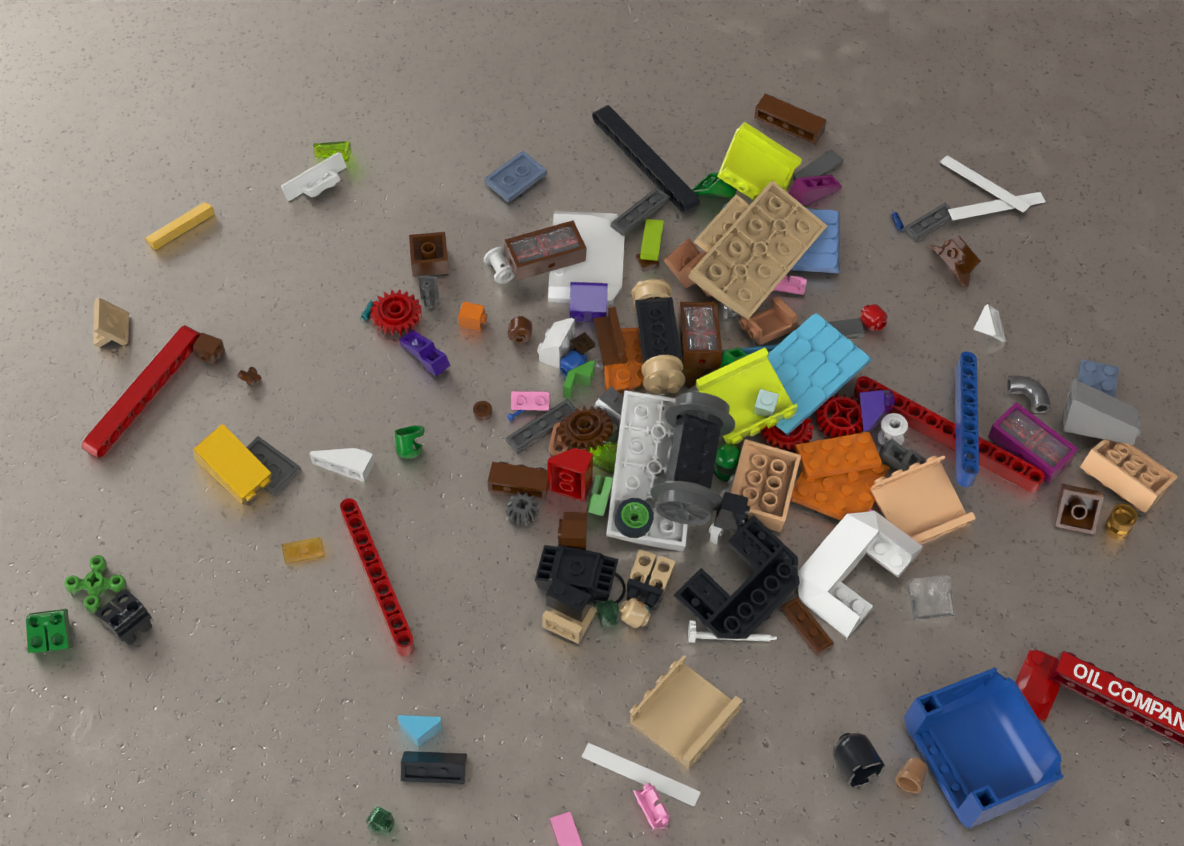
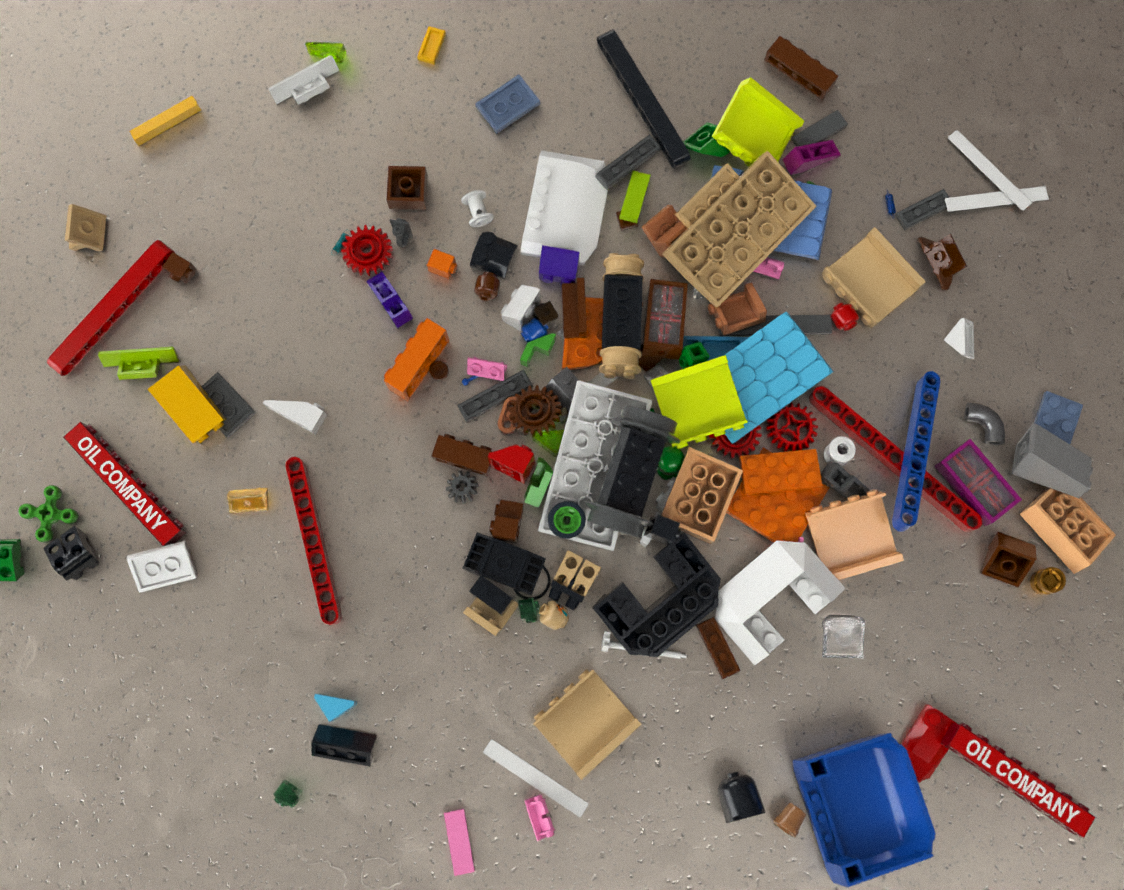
camera: 10 degrees right, 20 degrees up
(174, 548) = (124, 484): none -> brick
(175, 434) = (138, 362): none -> lime bracket
(221, 617) = (162, 566): none -> white tile
(250, 376) = (216, 305): reddish brown piece -> none
(404, 441) = (357, 396): green helmet -> none
(434, 137) = (431, 45): none -> yellow tile
(459, 398) = (416, 359): none -> orange brick
(520, 302) = (492, 254): none -> black slope
(545, 250) = (522, 203): brick -> none
(766, 403) = (716, 414): light aqua brick -> none
(875, 406) = (826, 426): dark purple slope -> none
(895, 283) = (873, 278): none -> tan panel

